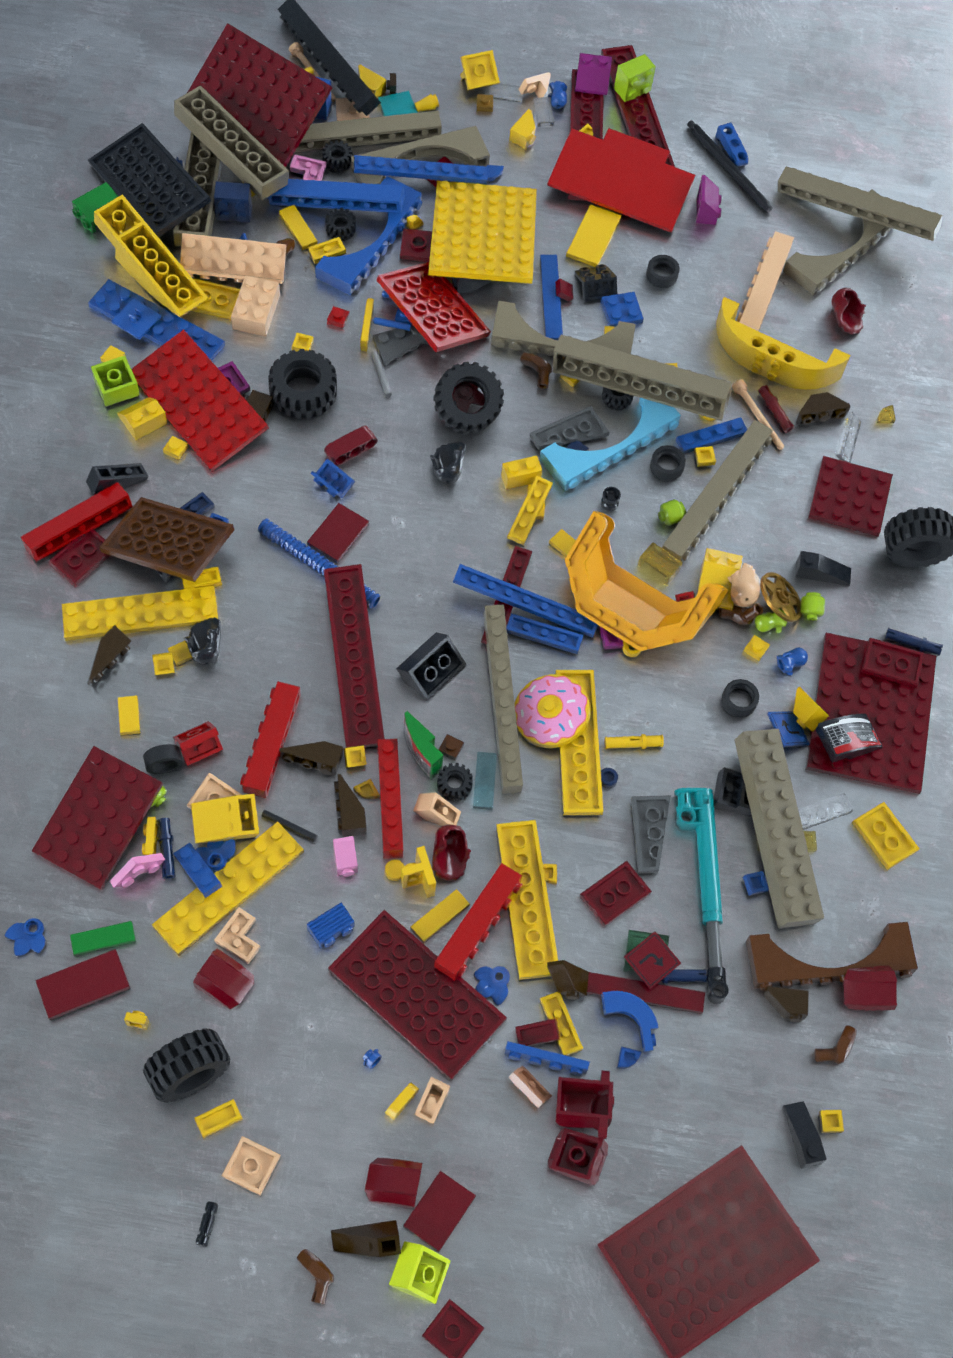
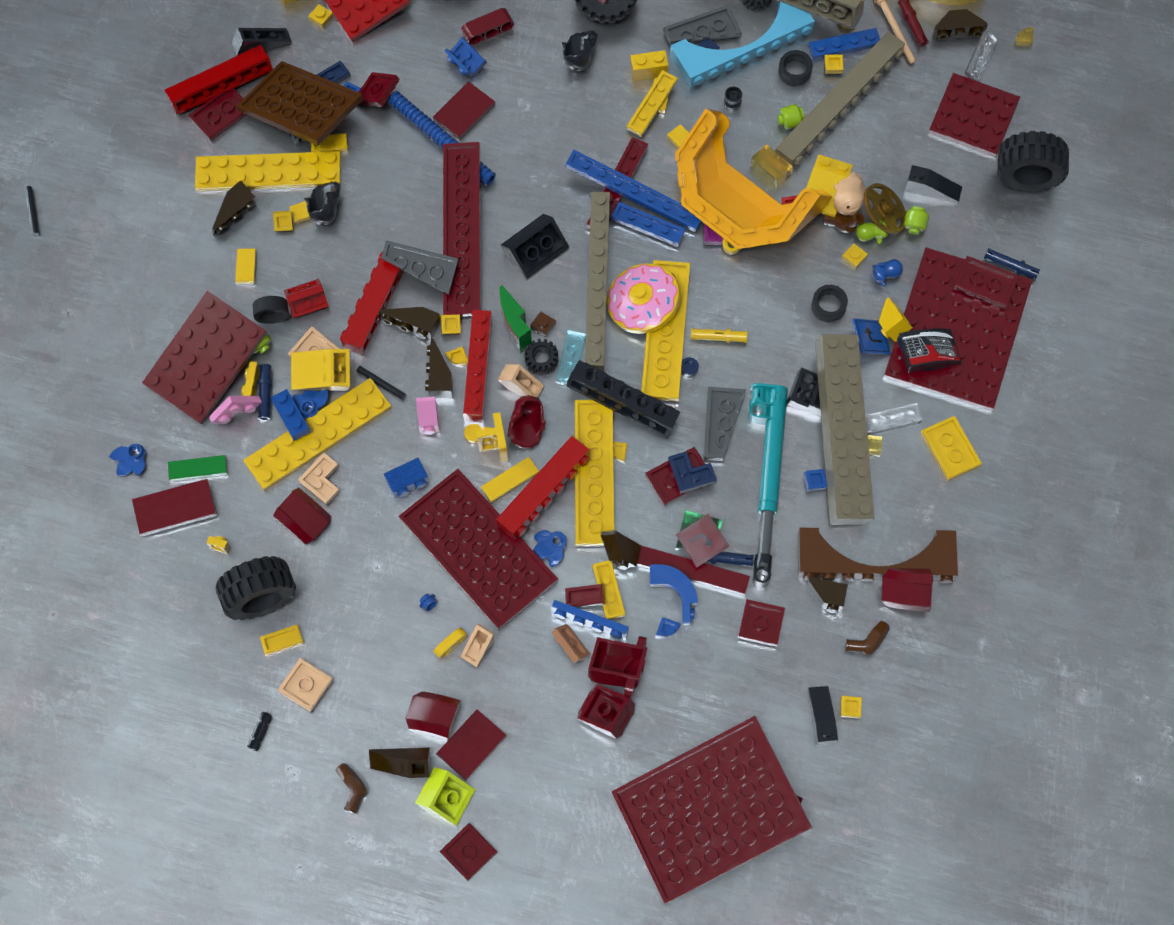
camera: 15 degrees right, 5 degrees up
(247, 517) = (378, 88): none -> dark red plate
(321, 697) = (424, 265): none -> dark grey wing
(547, 818) = (610, 393): none -> black brick
(627, 894) = (688, 477): none -> dark blue plate
(725, 1041) = (761, 623): none -> dark red plate

